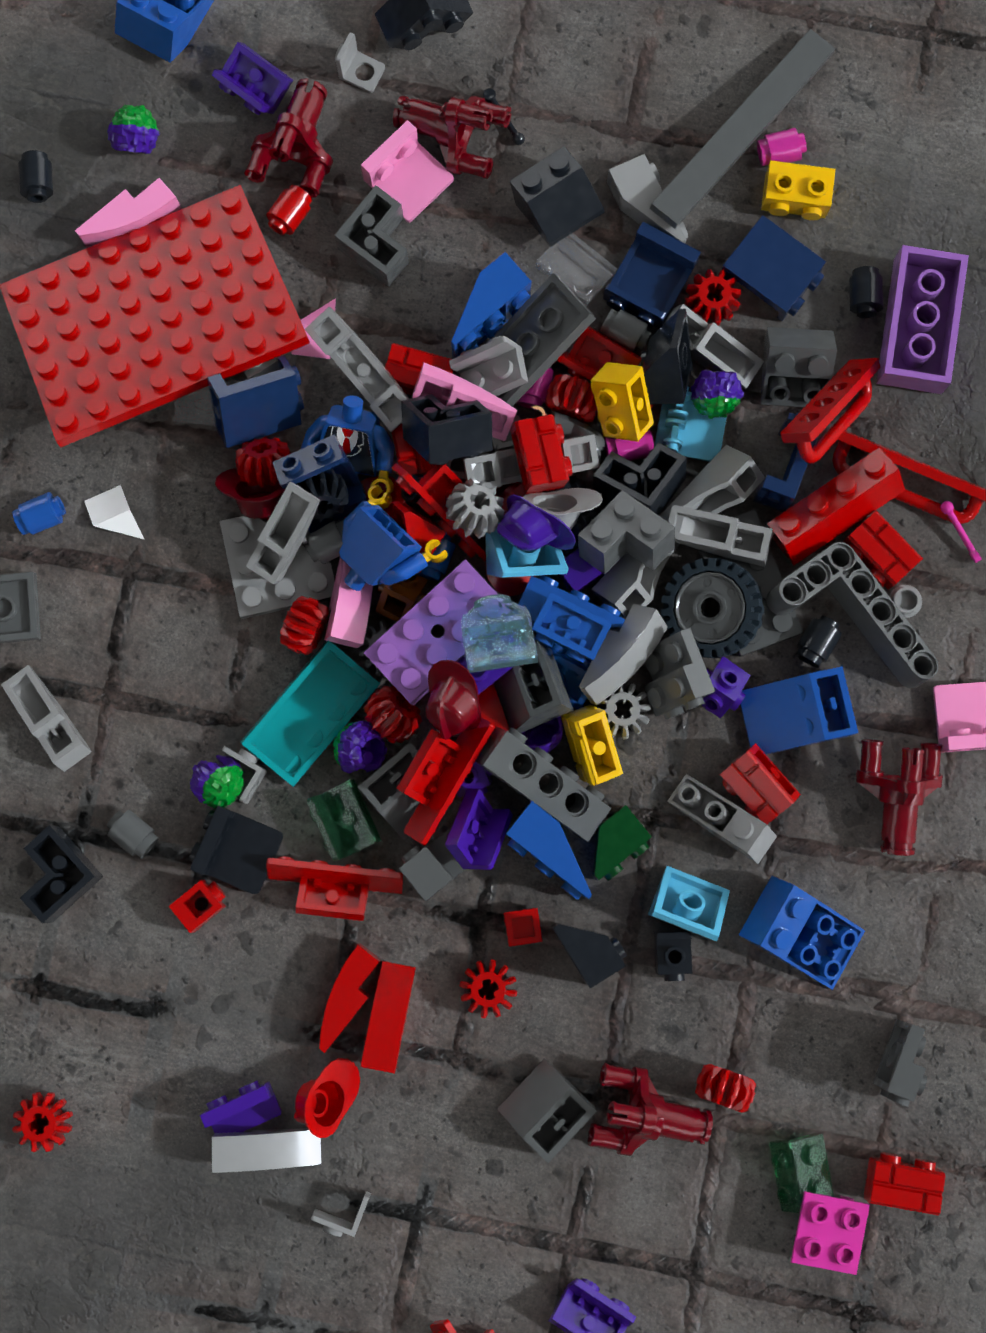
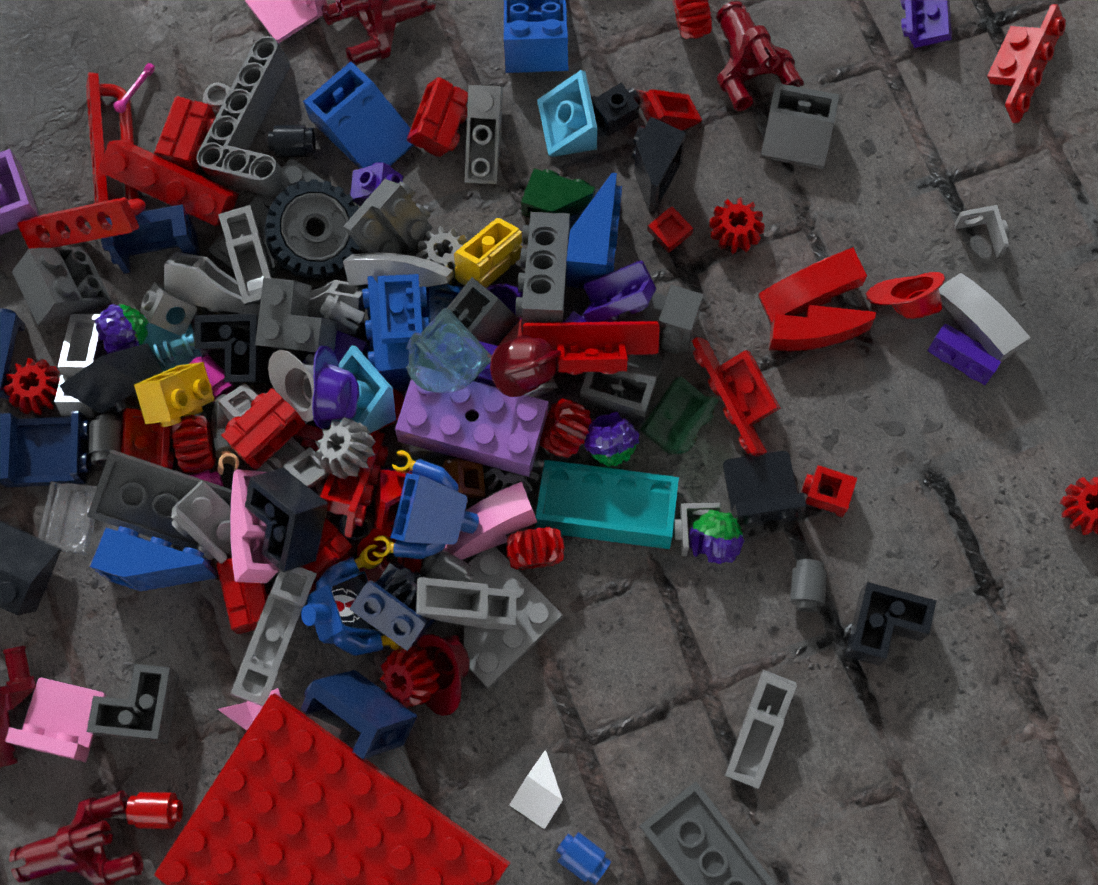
camera: 120 degrees left, 10 degrees down
(610, 581) = (341, 312): none -> light grey pin
(644, 1003) = (669, 107): none -> red slope
(720, 435) = (156, 305): none -> light grey bracket

